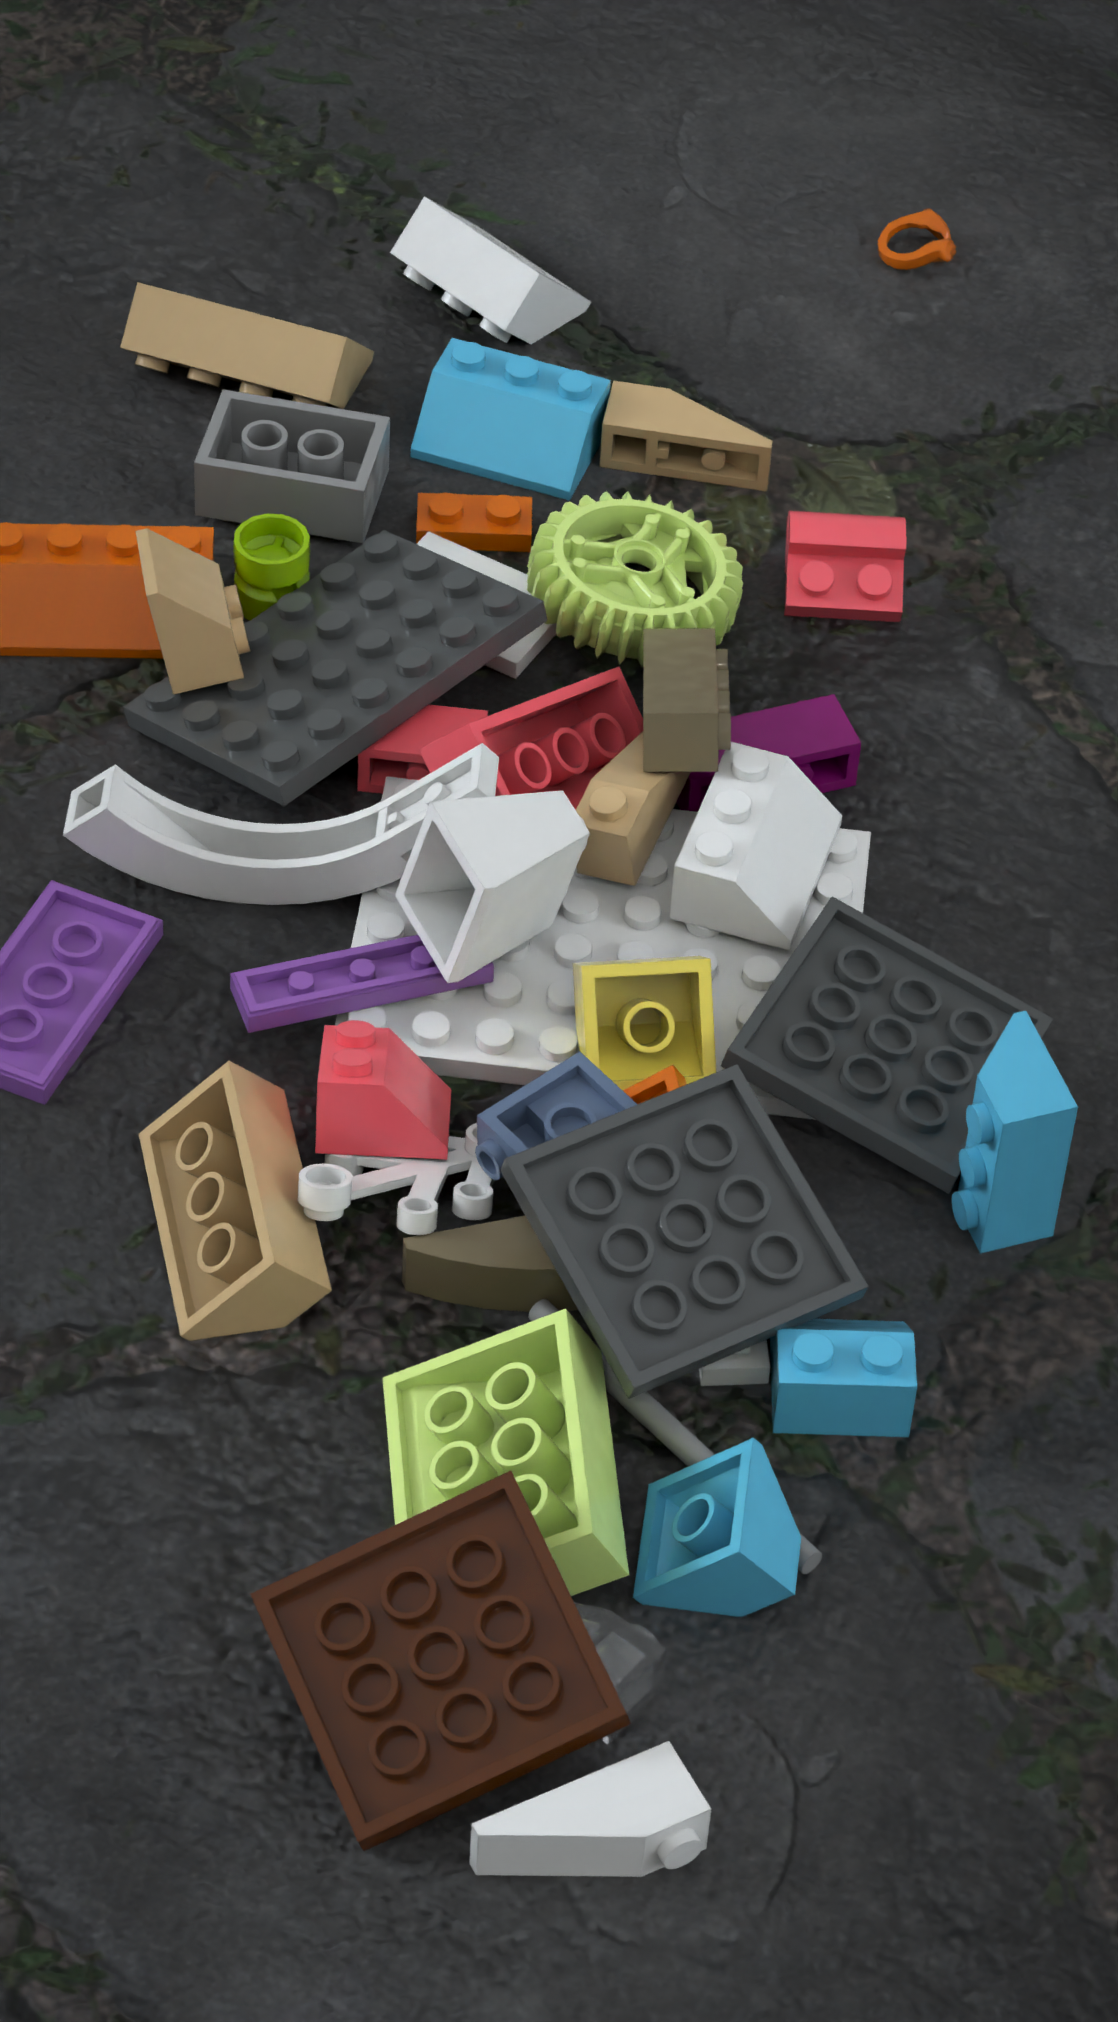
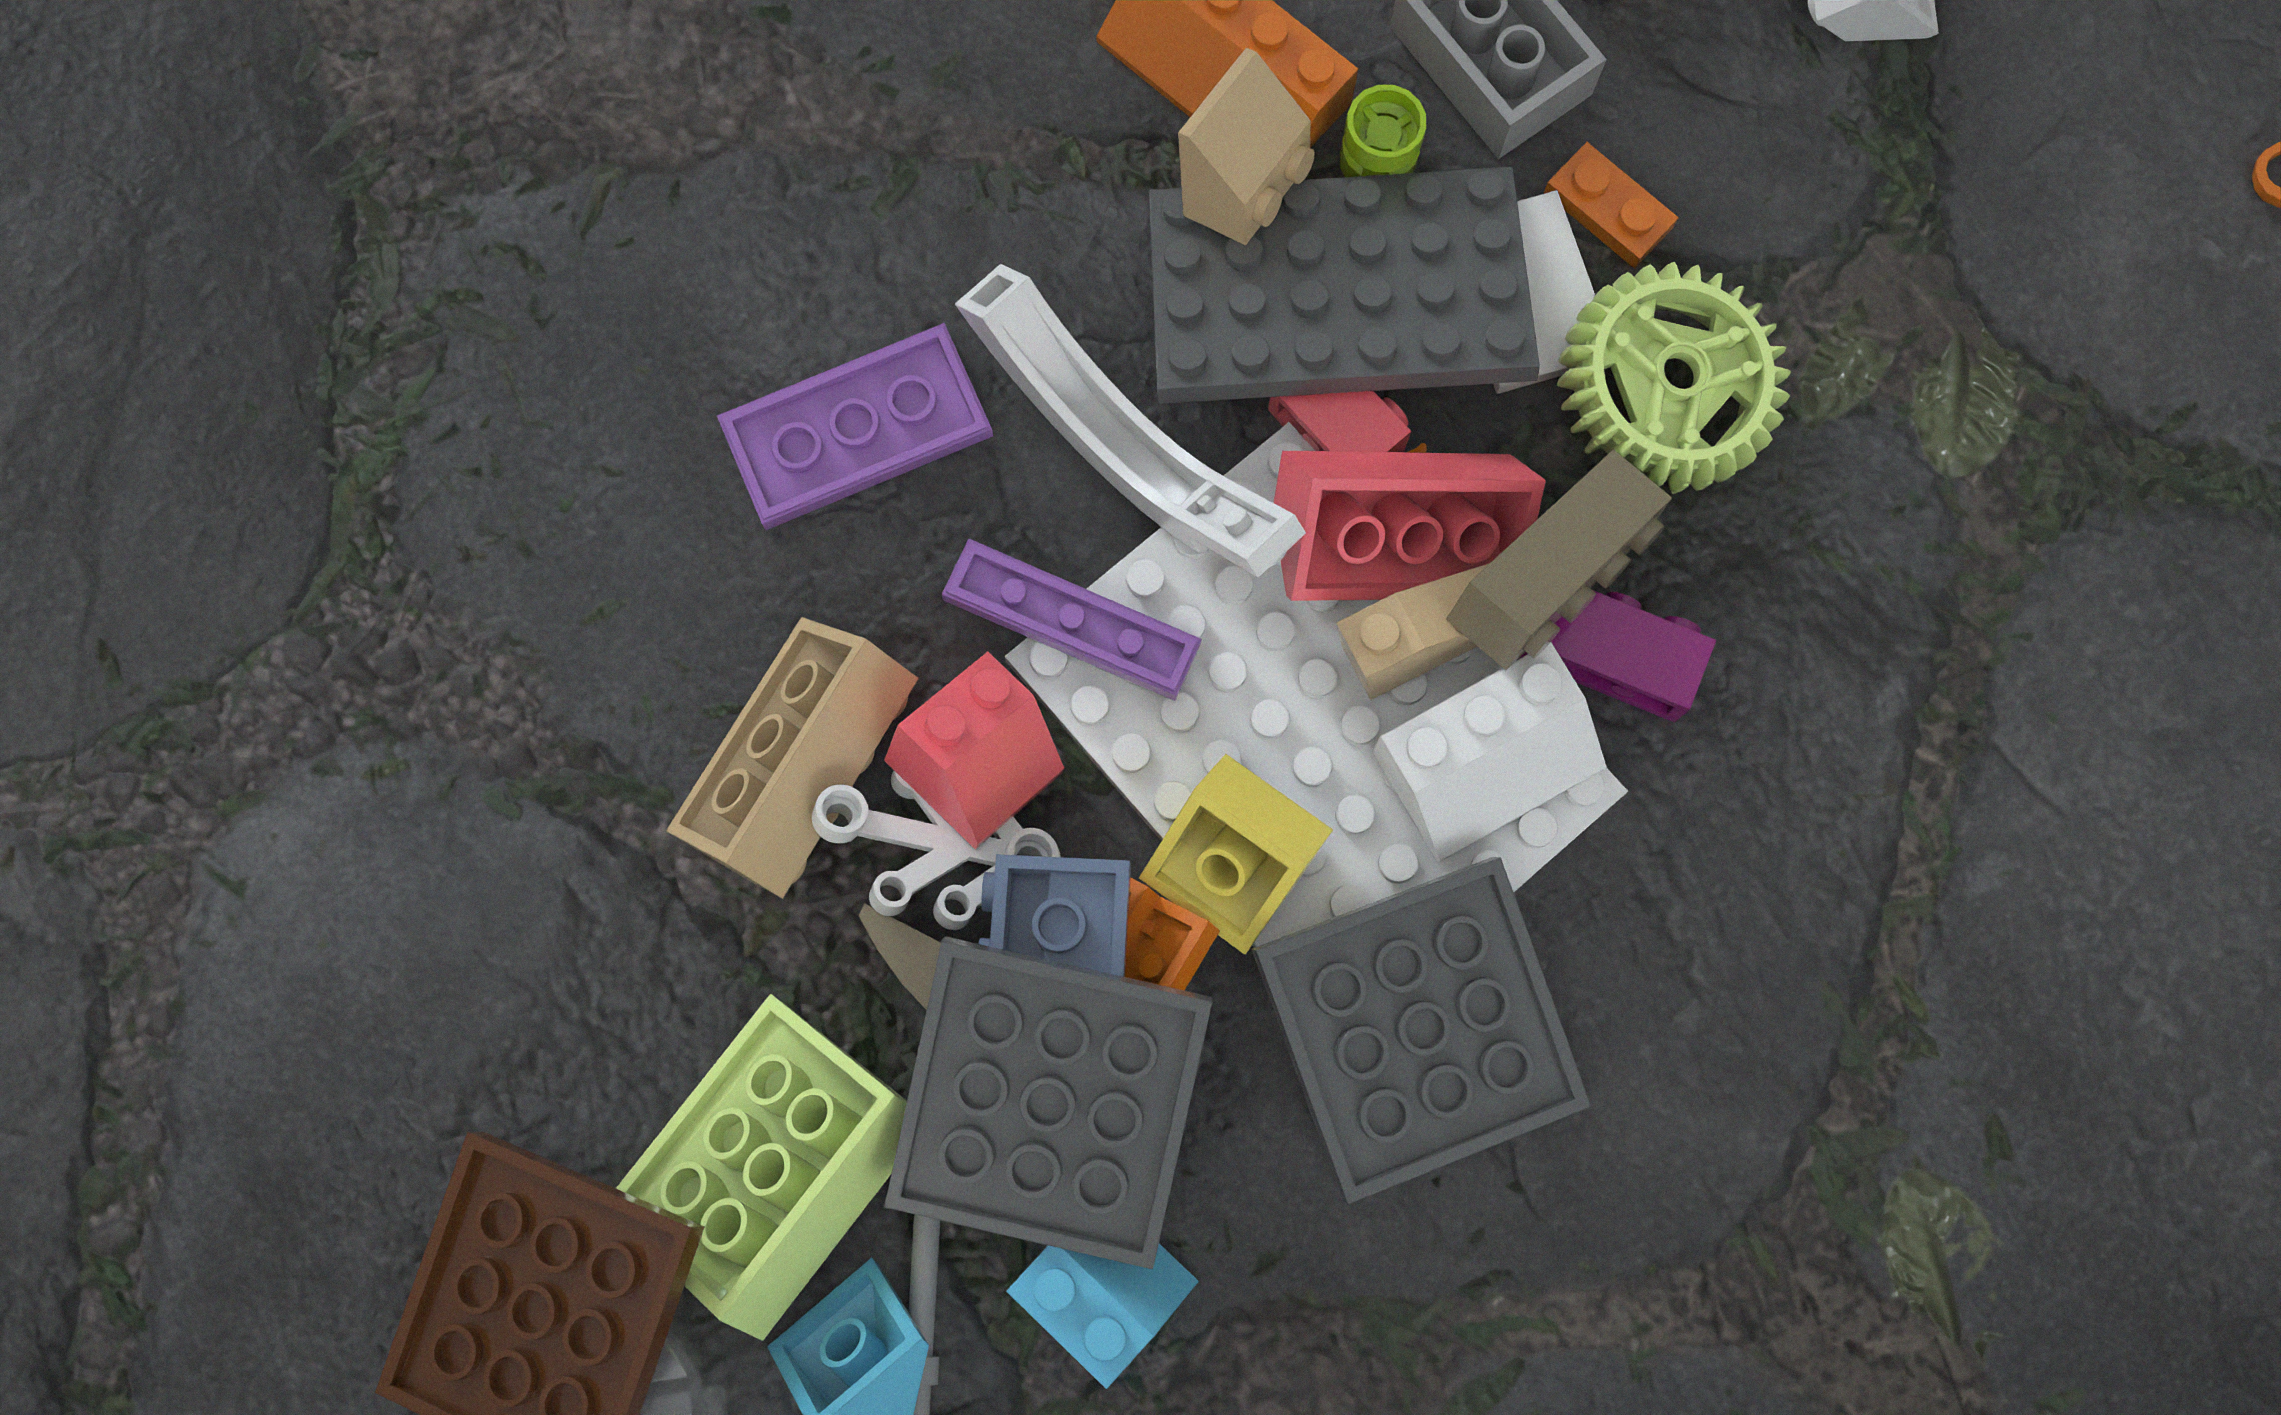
camera: 45 degrees right, 30 degrees up
(489, 875) = (1219, 628): white slope -> none
(511, 418) = (1735, 122): medium azure slope -> none
(678, 438) = (1857, 240): tan slope -> none
(844, 566) = (1877, 494): coral brick -> none
(1015, 1143) = (1403, 1231): medium azure slope -> none

